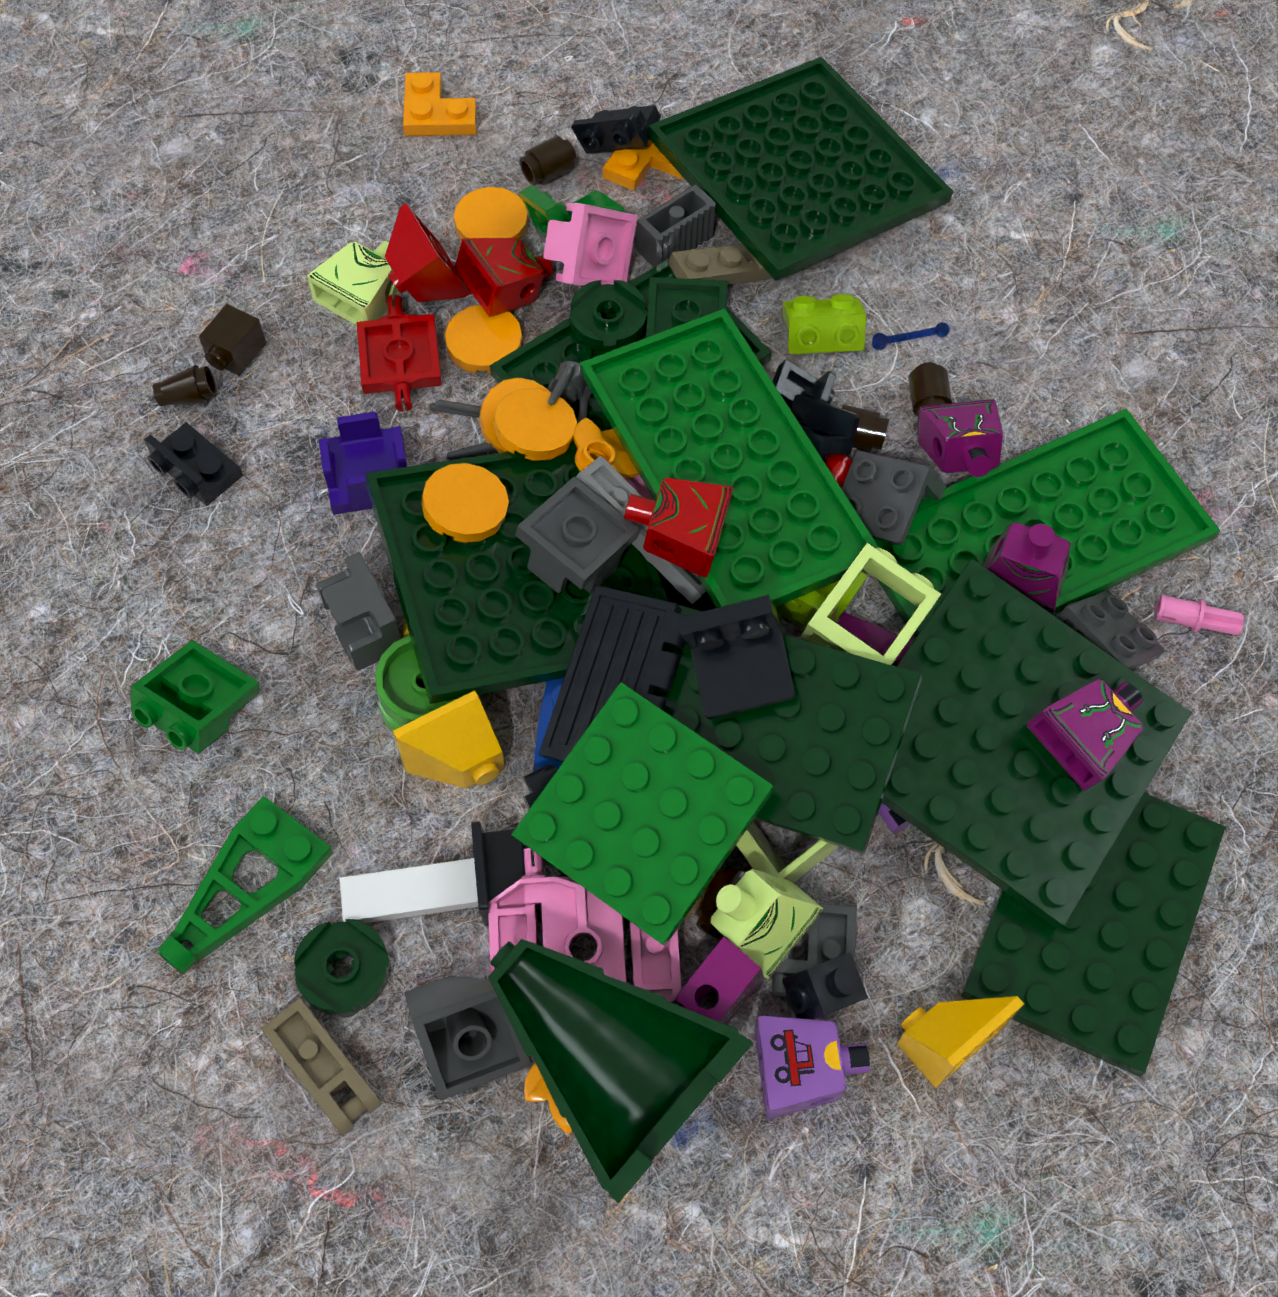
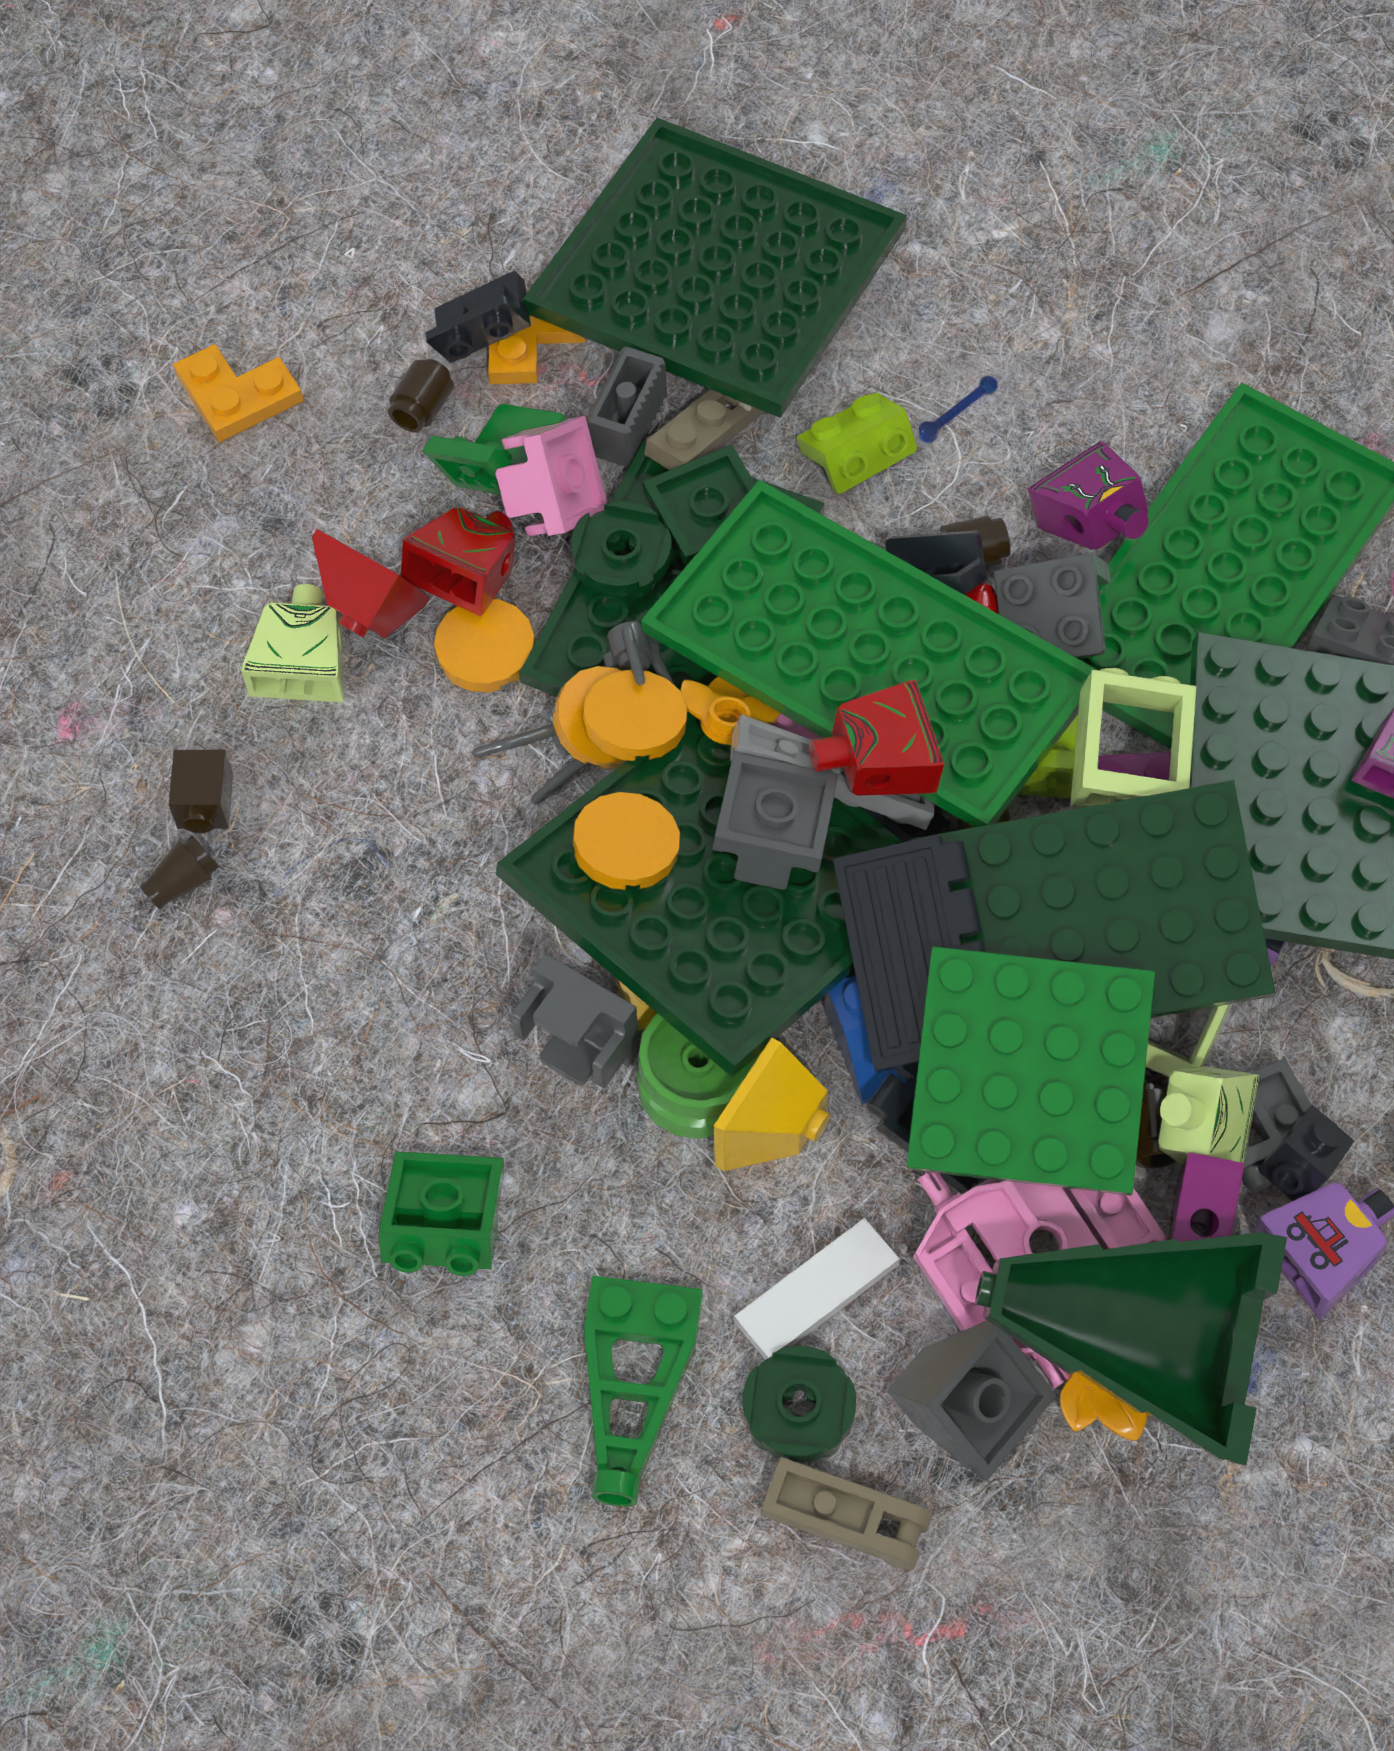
camera: 25 degrees left, 0 degrees up
(194, 464) = (249, 955): black bracket -> none
(358, 450) = (450, 856): dark purple panel -> none
(398, 353) = (401, 710): red plate -> none
(491, 214) = (395, 496): light orange tile -> none
(497, 864) = (894, 1214): black panel -> none
(738, 657) = (1041, 859): black bracket -> none
(793, 381) = (882, 523): black bracket -> none
(929, 386) = (1020, 461): dark brown brick -> none
(1031, 562) = (1250, 605): magenta torso -> none

